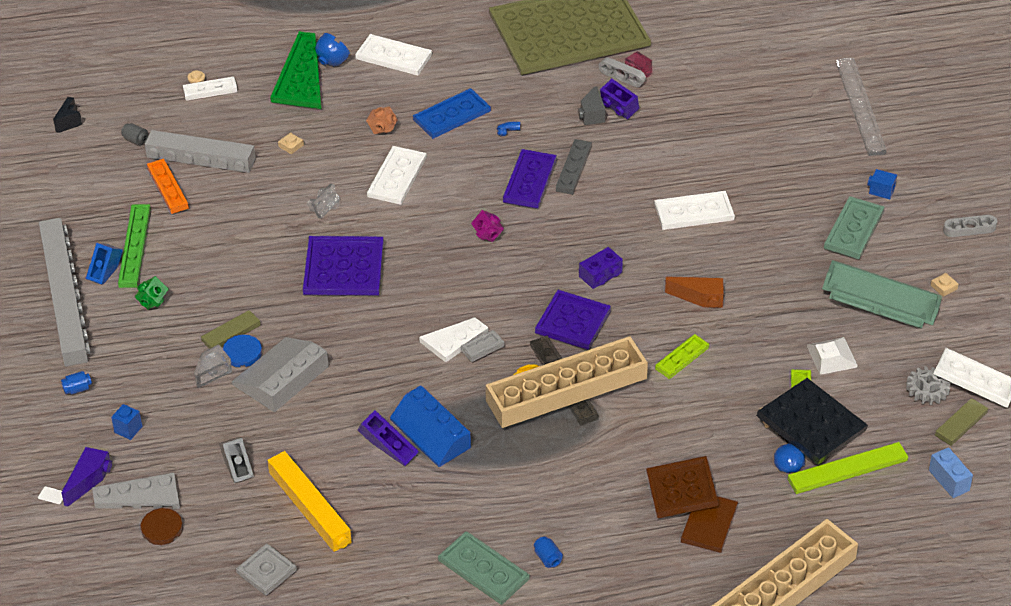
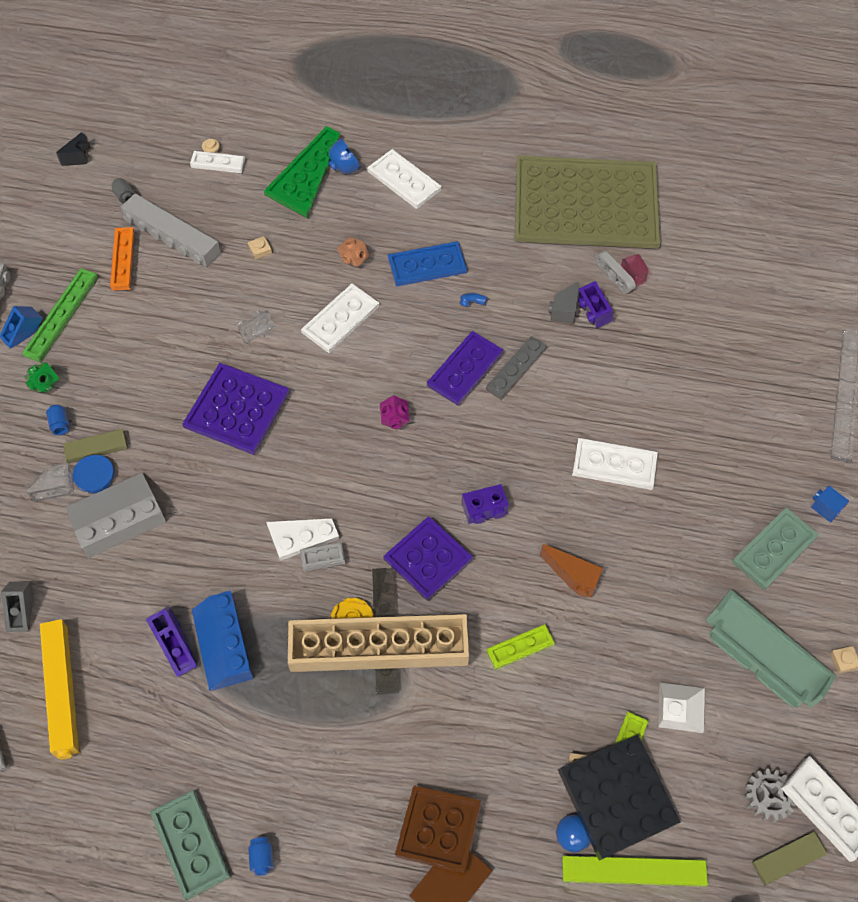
camera: 20 degrees right, 15 degrees up
(185, 320) = (57, 420): none -> blue brick

